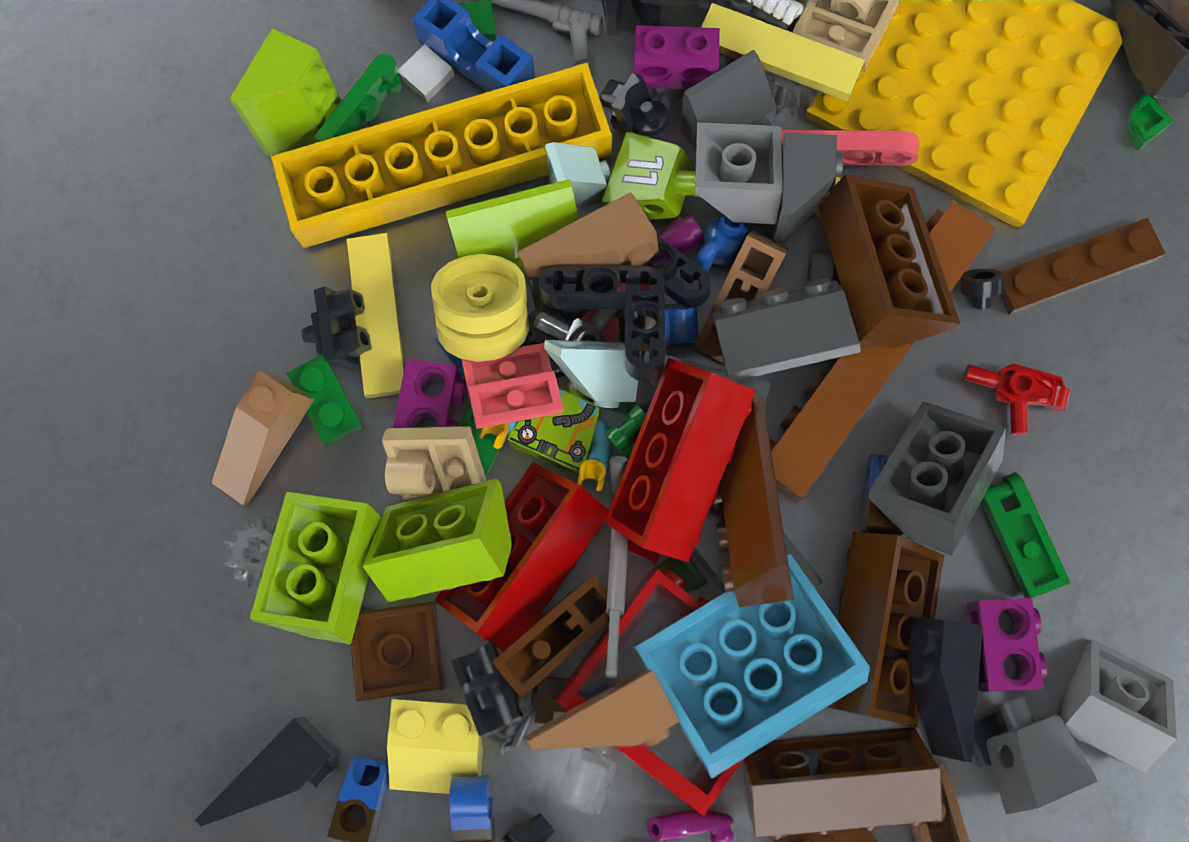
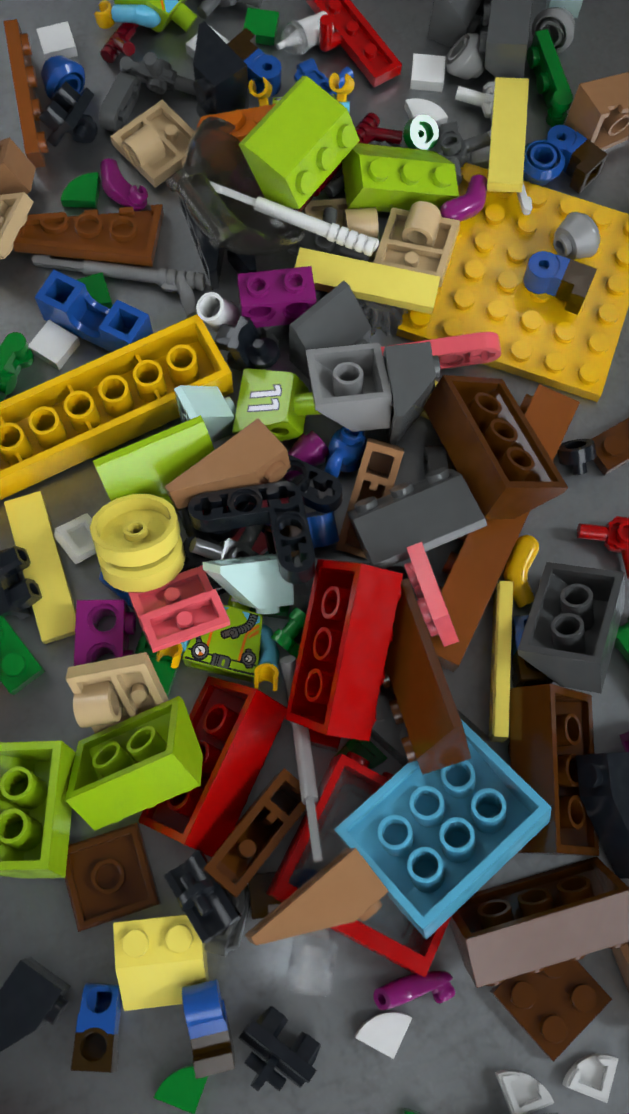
camera: 20 degrees left, 5 degrees down
(415, 291) = (76, 538): none -> white tile
(608, 63) = (217, 311): none -> white piece
(784, 423) = (429, 595): none -> coral plate
(850, 501) = (500, 662): none -> light yellow tile
(889, 403) = (518, 567): none -> yellow arm
(1002, 80) = (559, 278): none -> leg
(1032, 35) = (577, 237): none -> light grey cone

